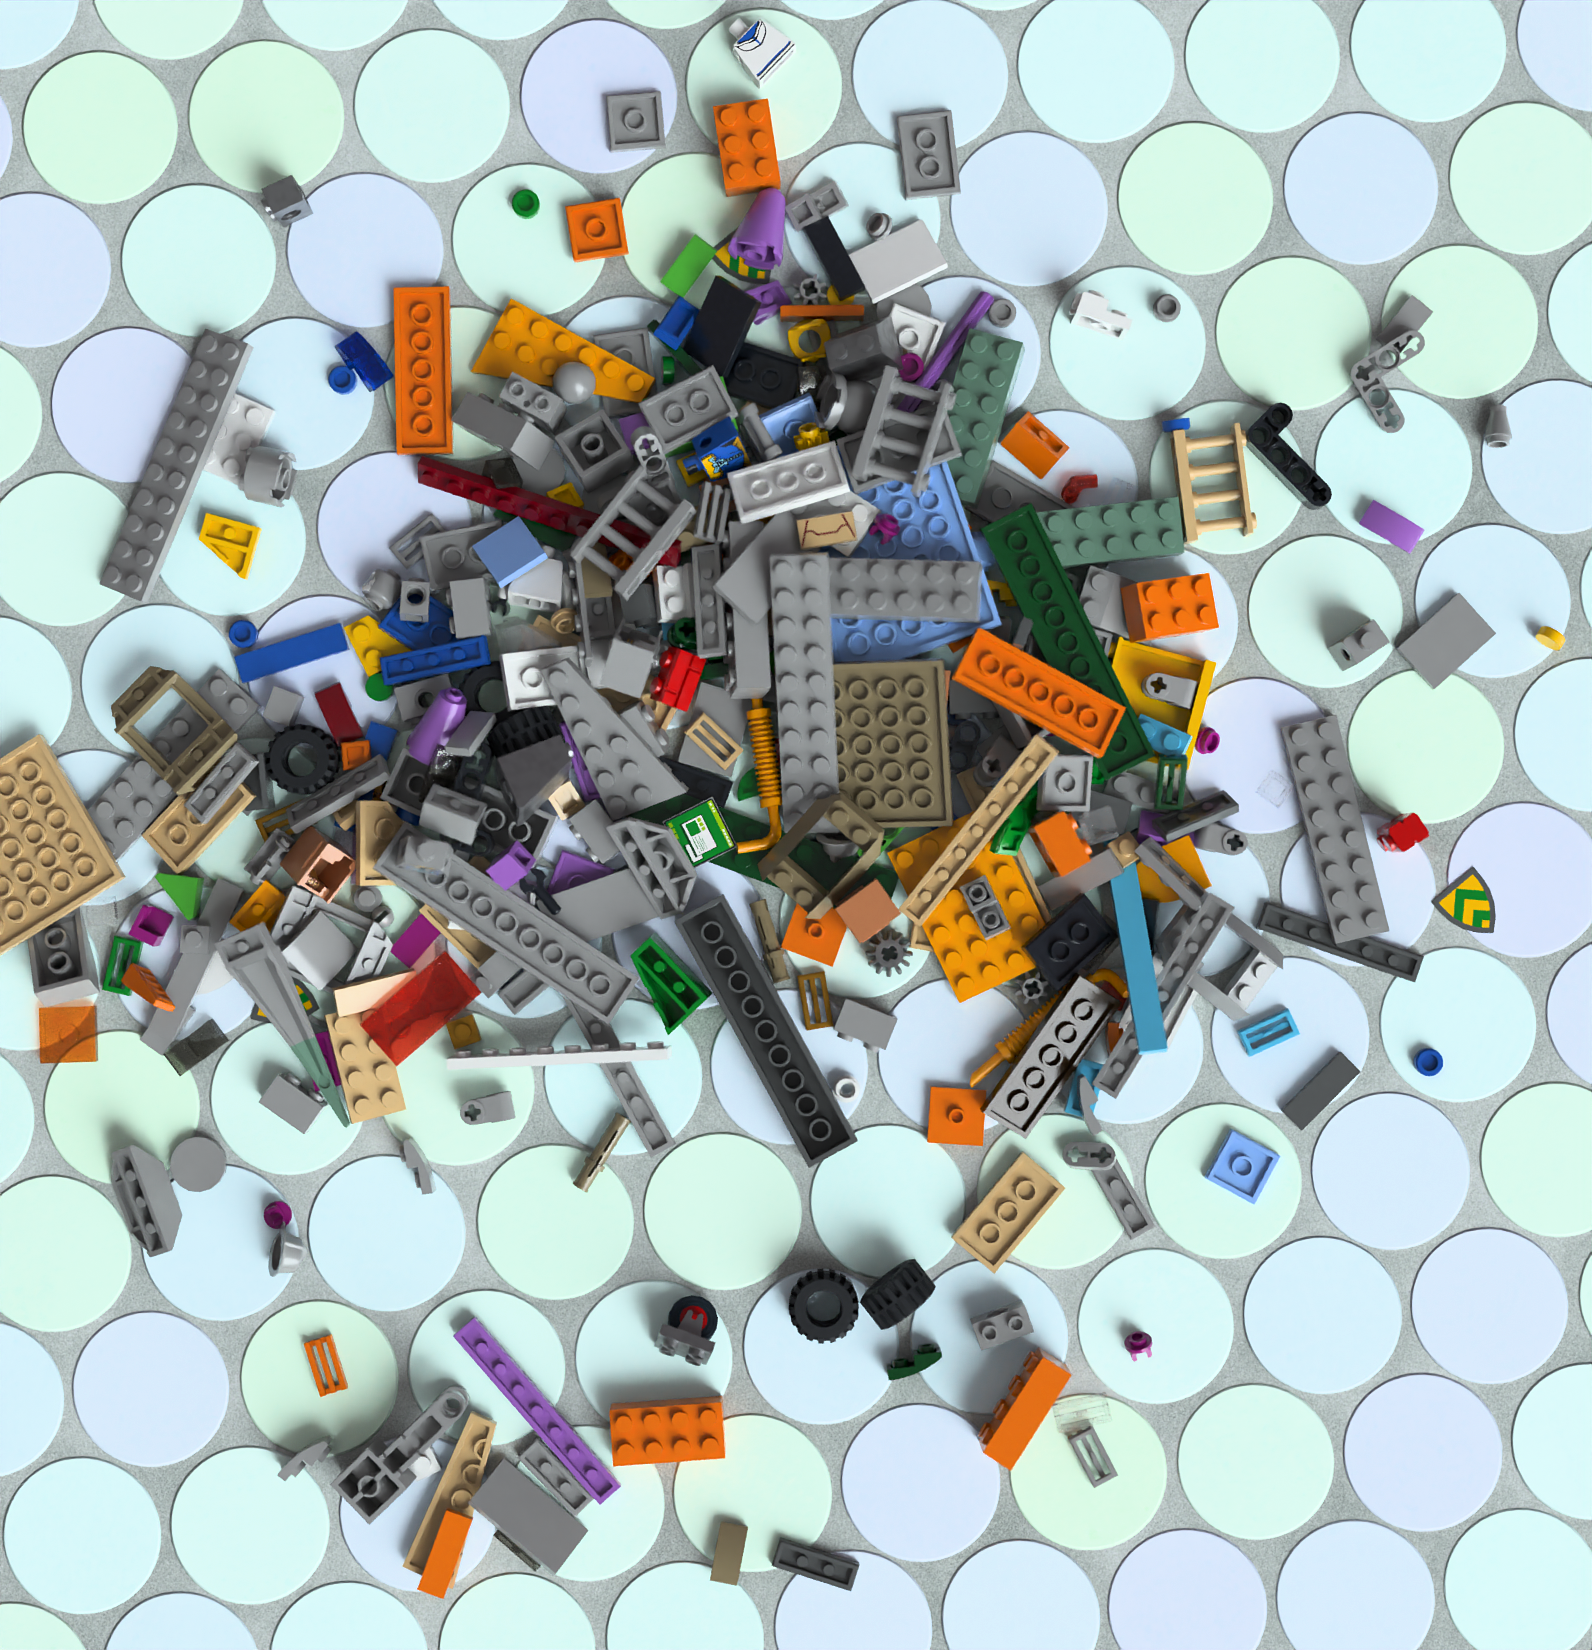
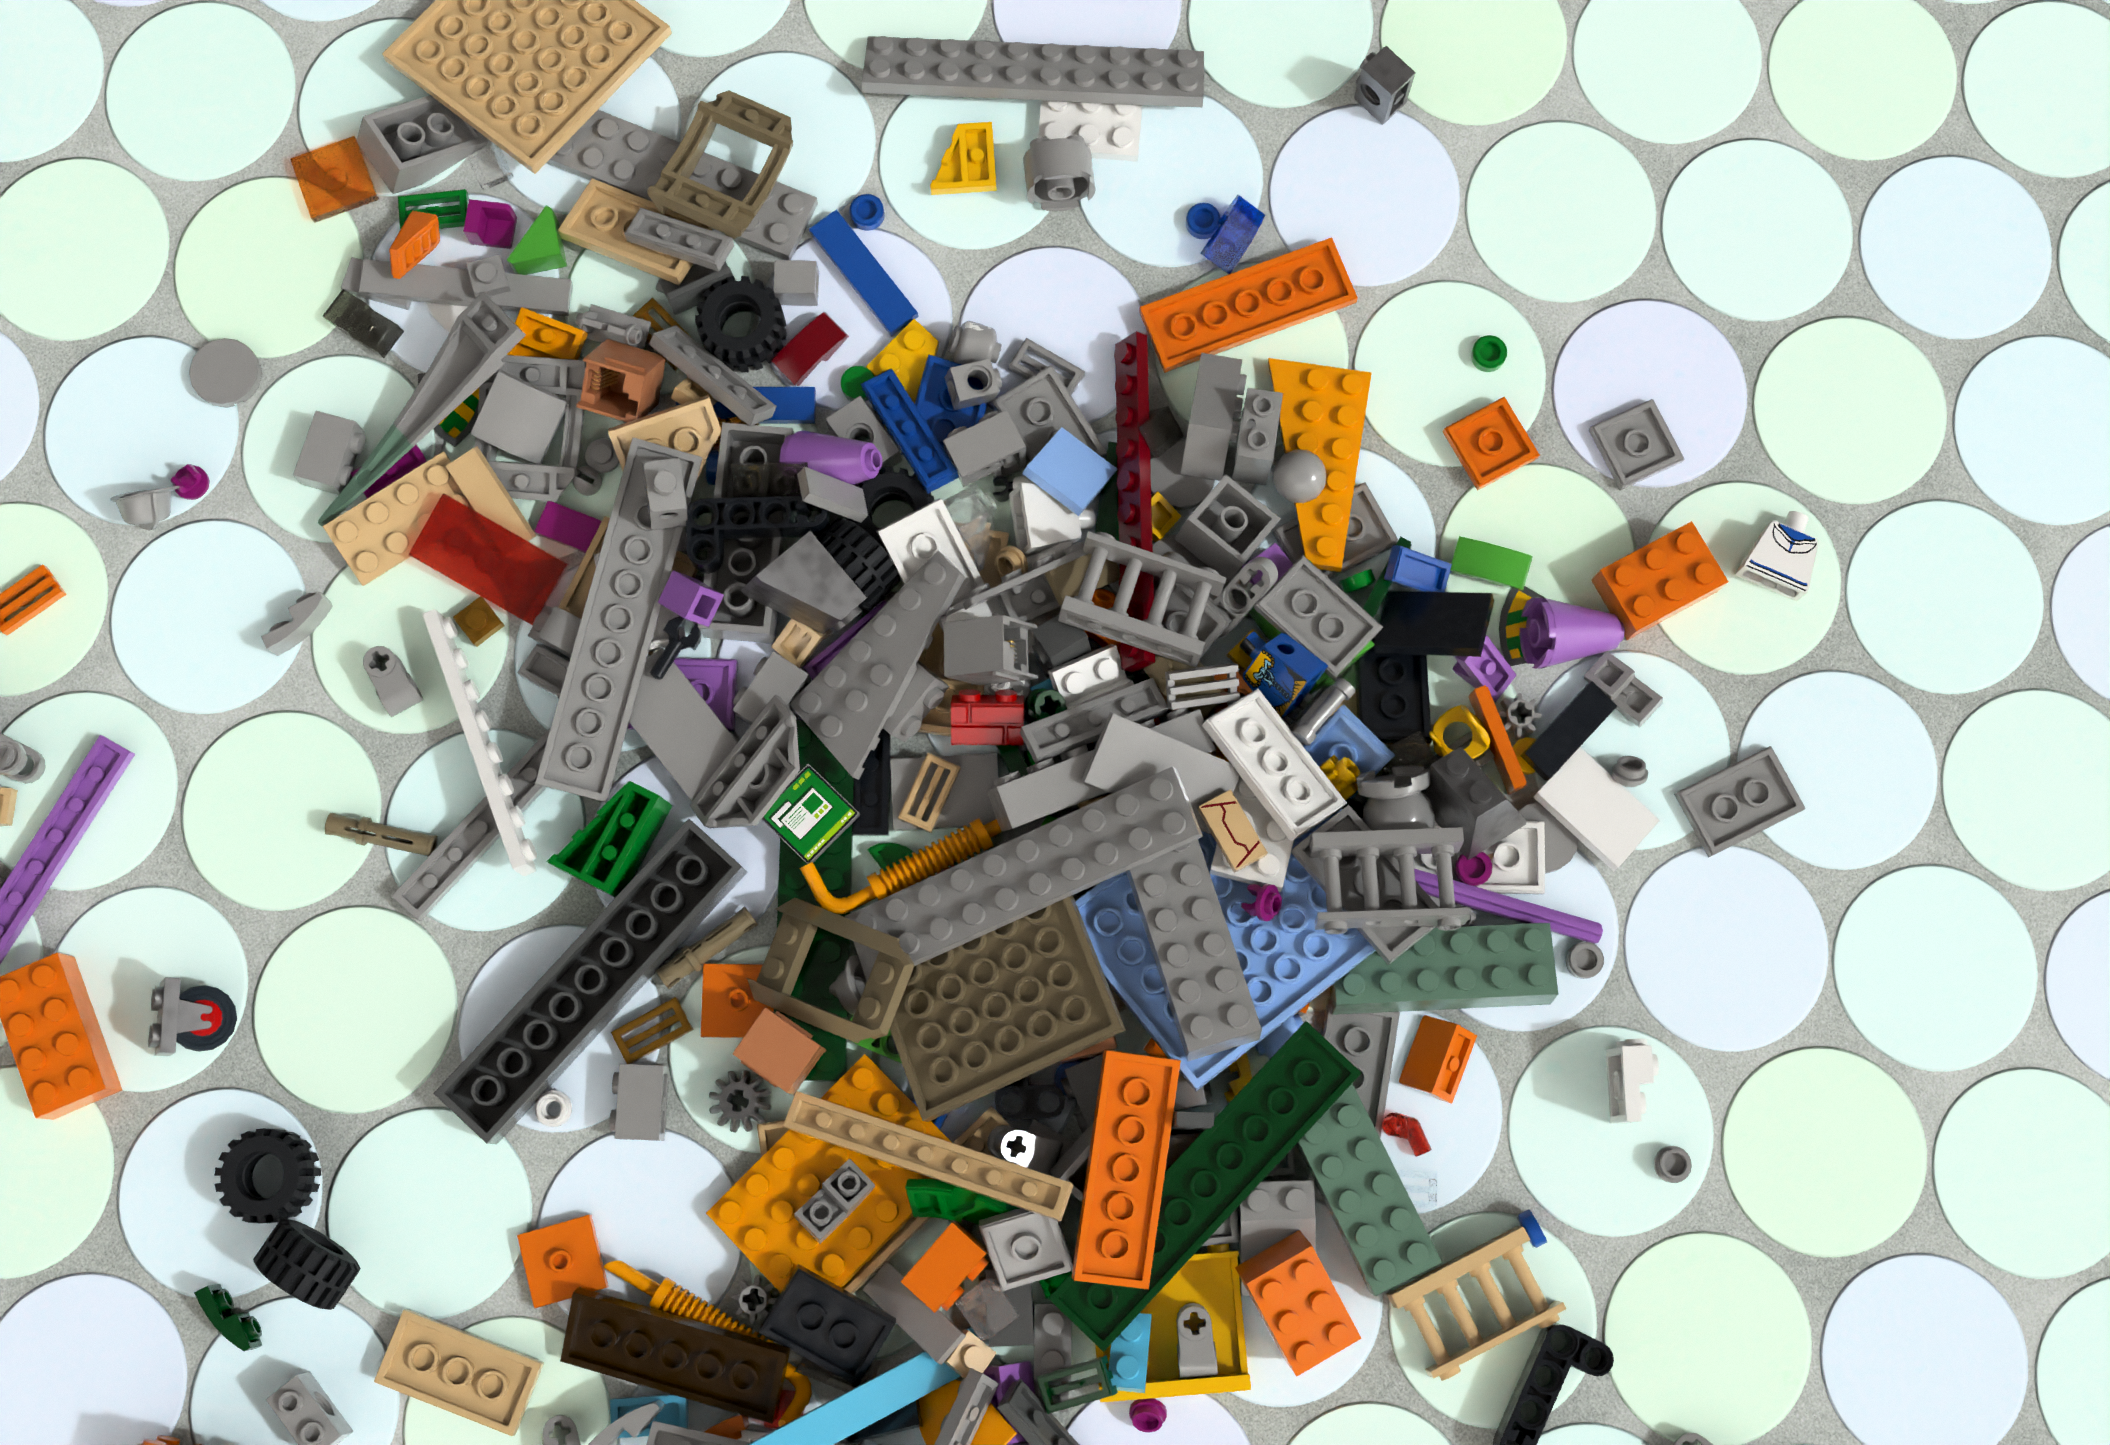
camera: 75 degrees right, 10 degrees down
(146, 1199) = (163, 328): light grey wedge -> none
(355, 754) = (768, 381): orange tile -> none
(451, 814) = (726, 503): light grey panel -> none

